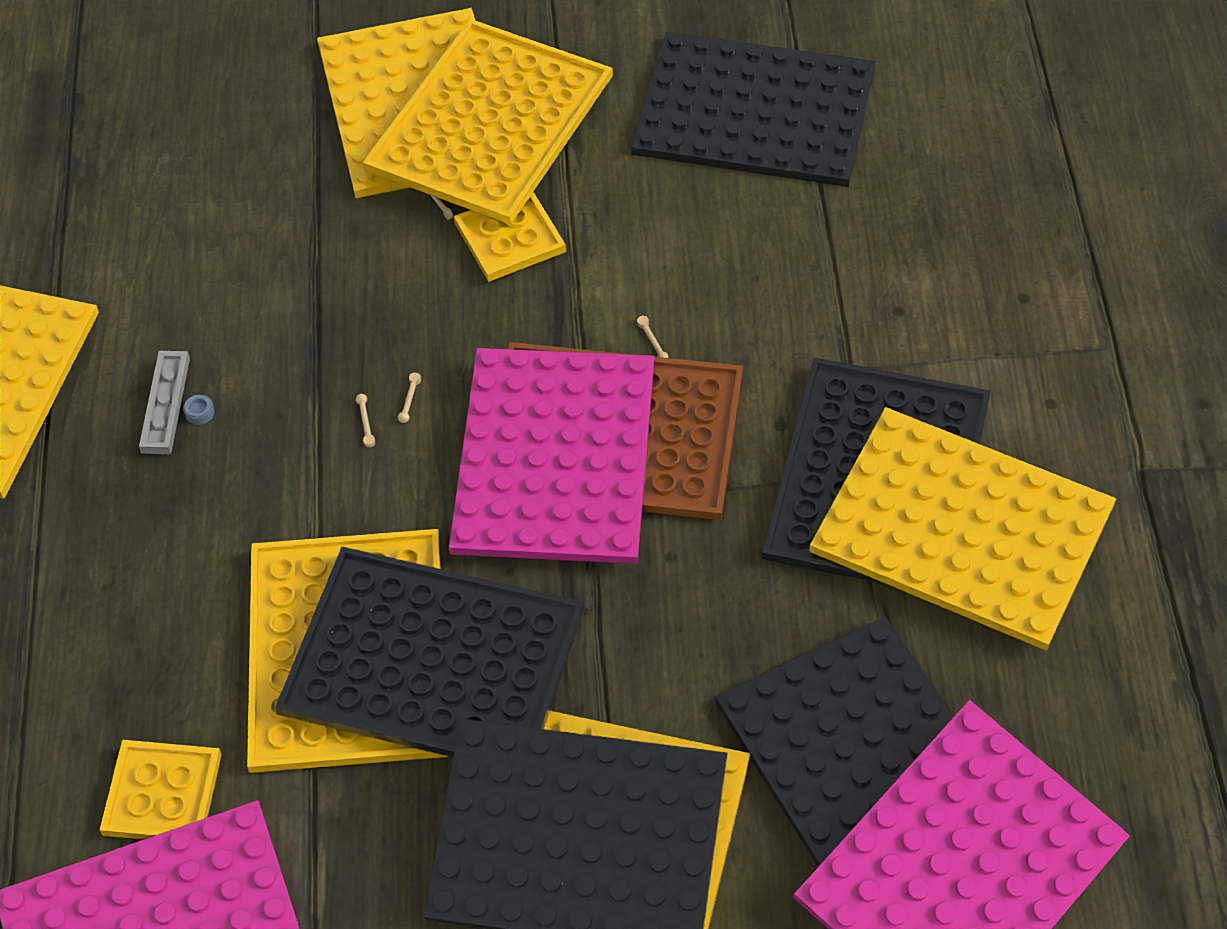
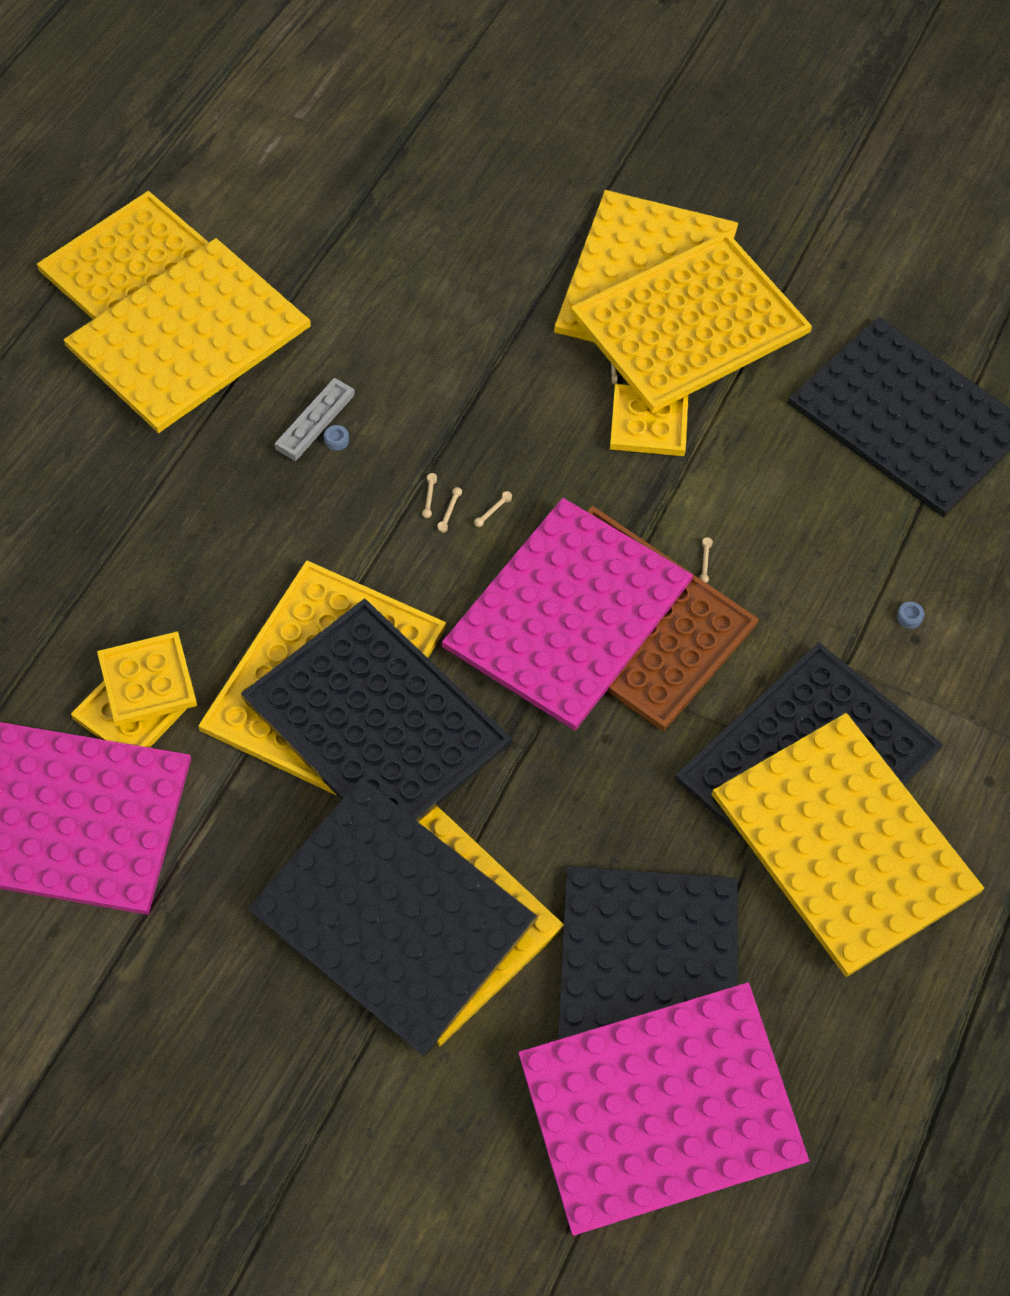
camera: 25 degrees right, 5 degrees up
(161, 748) = (146, 678): none -> yellow plate
(326, 400) = (431, 479): none -> tan hinge
(879, 290) = (910, 615): none -> sand blue tile

